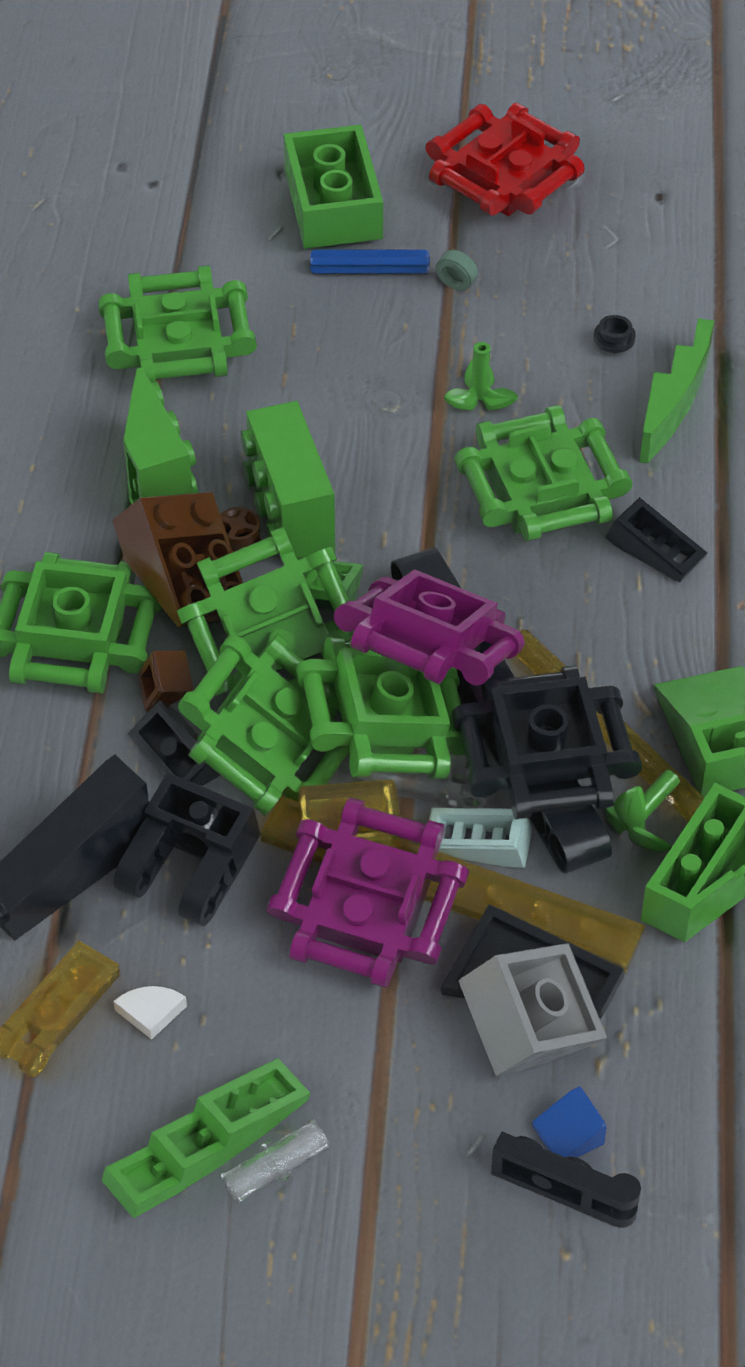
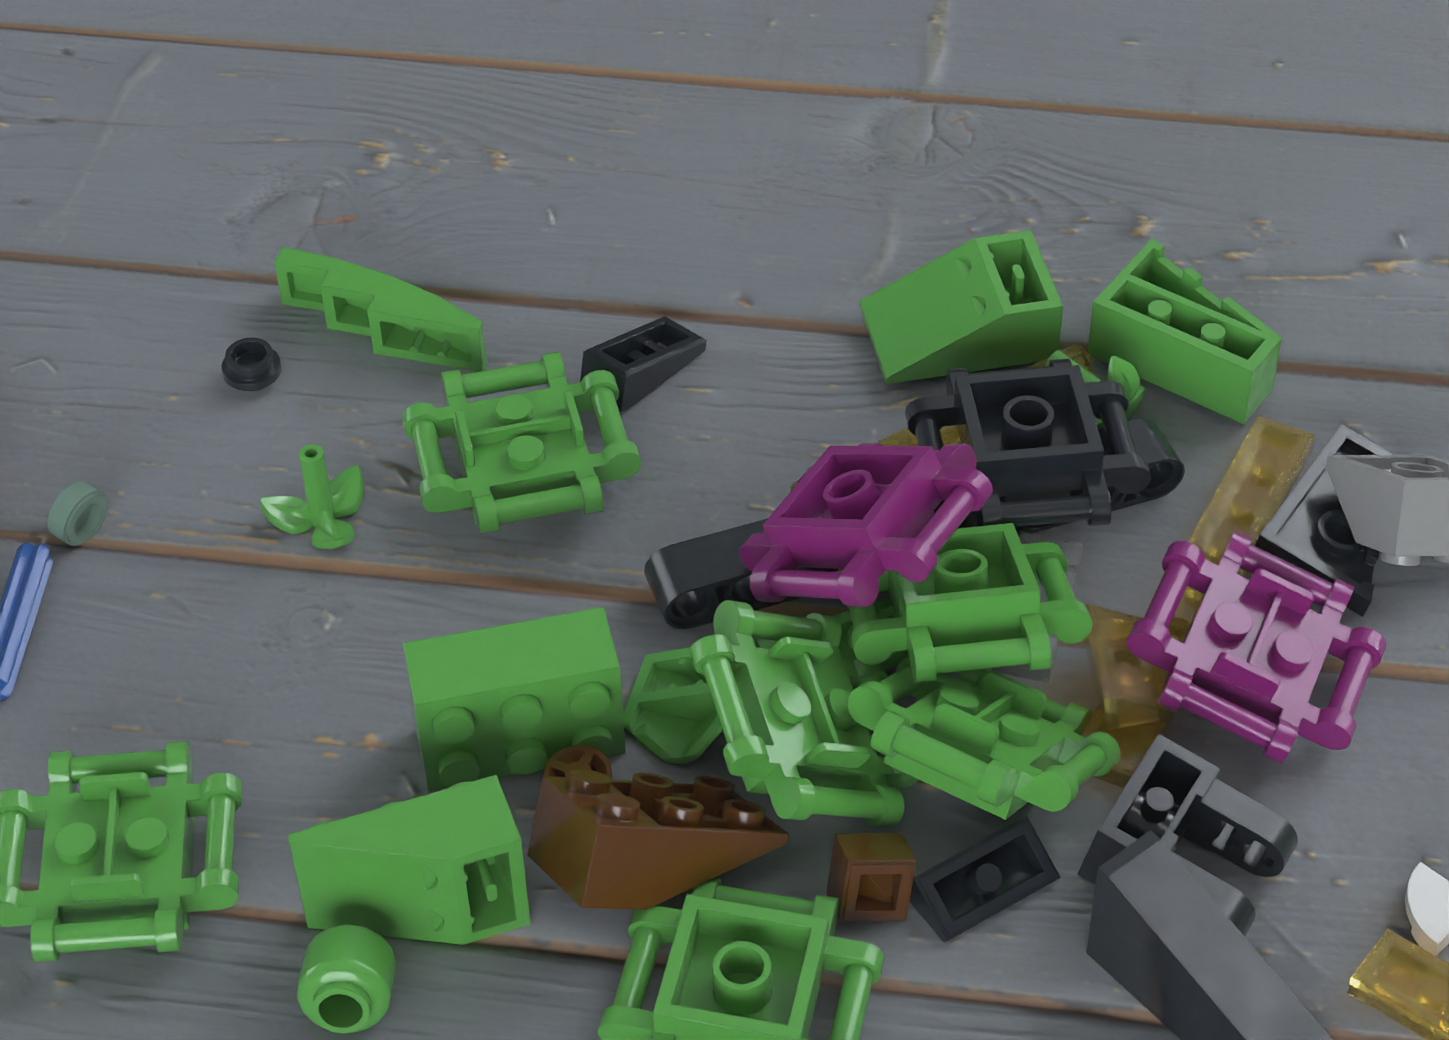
camera: 85 degrees left, 5 degrees down
(87, 439) = (346, 979): none -> bright green head
(491, 851) = (1134, 517): light aqua slope -> none

